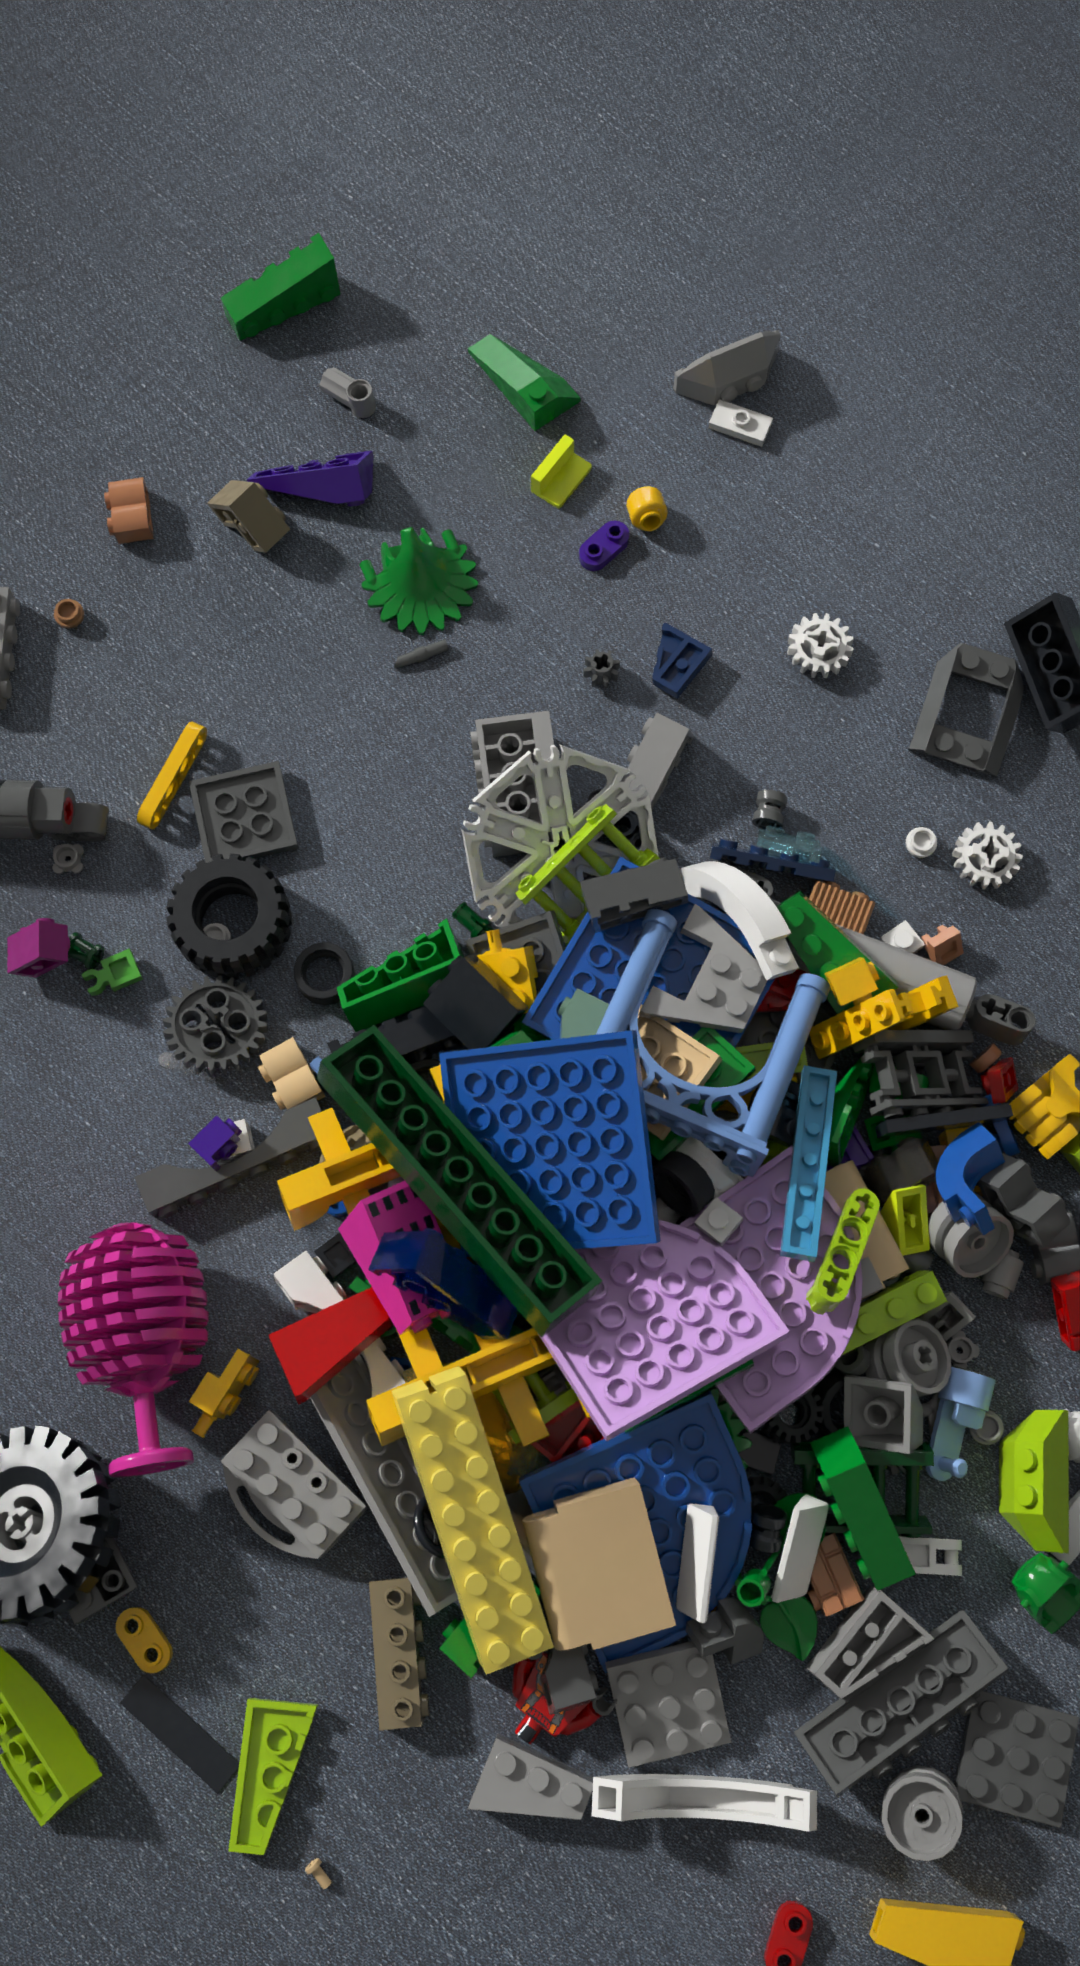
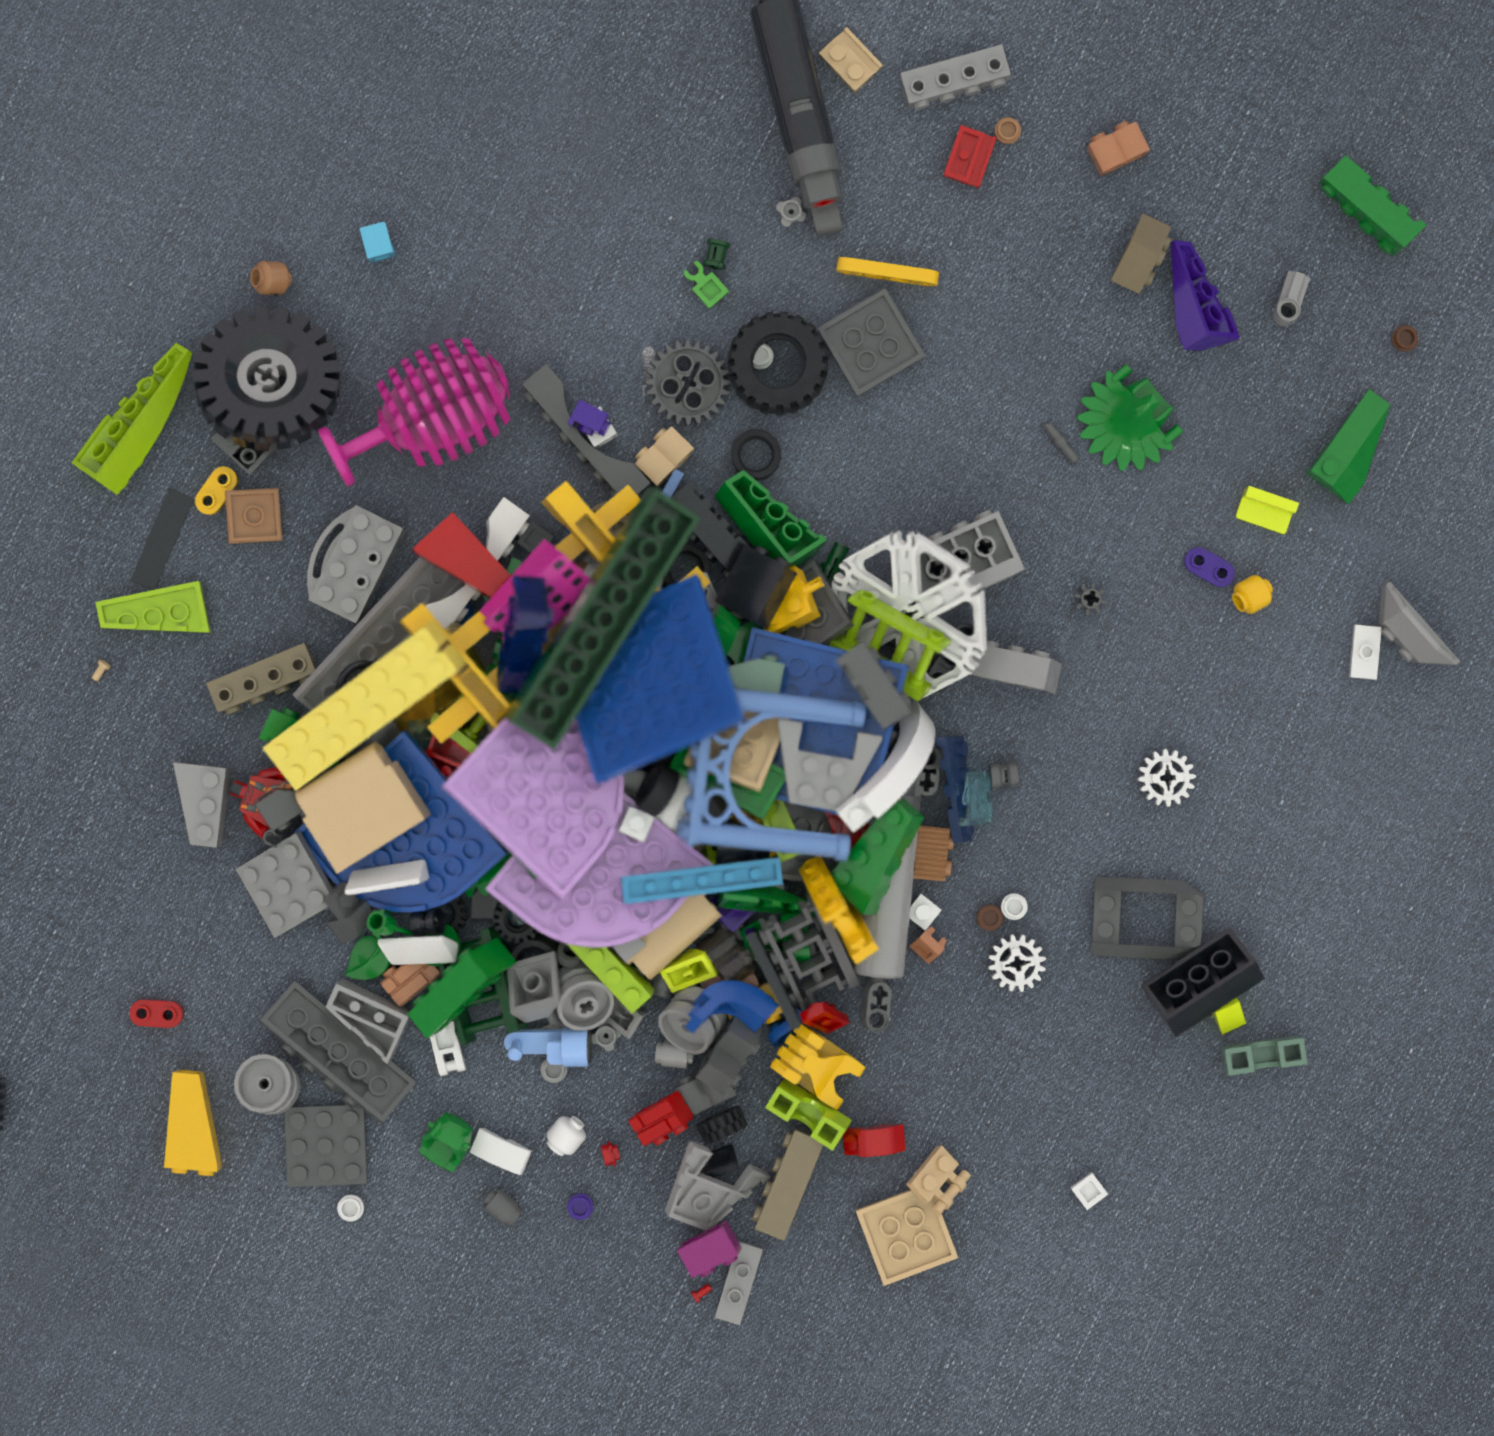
camera: 75 degrees right, 15 degrees up
(37, 948) = (704, 219): magenta brick -> none
(81, 658) = (969, 156): none -> red plate
(191, 1601) = (253, 515): none -> medium nougat tile
(219, 1394) = (405, 486): yellow plate -> none
(427, 301) = (1404, 338): none -> reddish brown plate
(678, 660) = (1117, 661): dark blue wing -> none
(703, 1797) = (231, 926): white arch -> none
(825, 1294) = (641, 924): lime beam -> none
(853, 981) = (853, 877): yellow brick -> none
(926, 872) = (989, 917): none -> reddish brown tile
(986, 1058) = (843, 1002): nougat tile -> none
(1037, 1480) = (525, 1114): lime wedge -> none

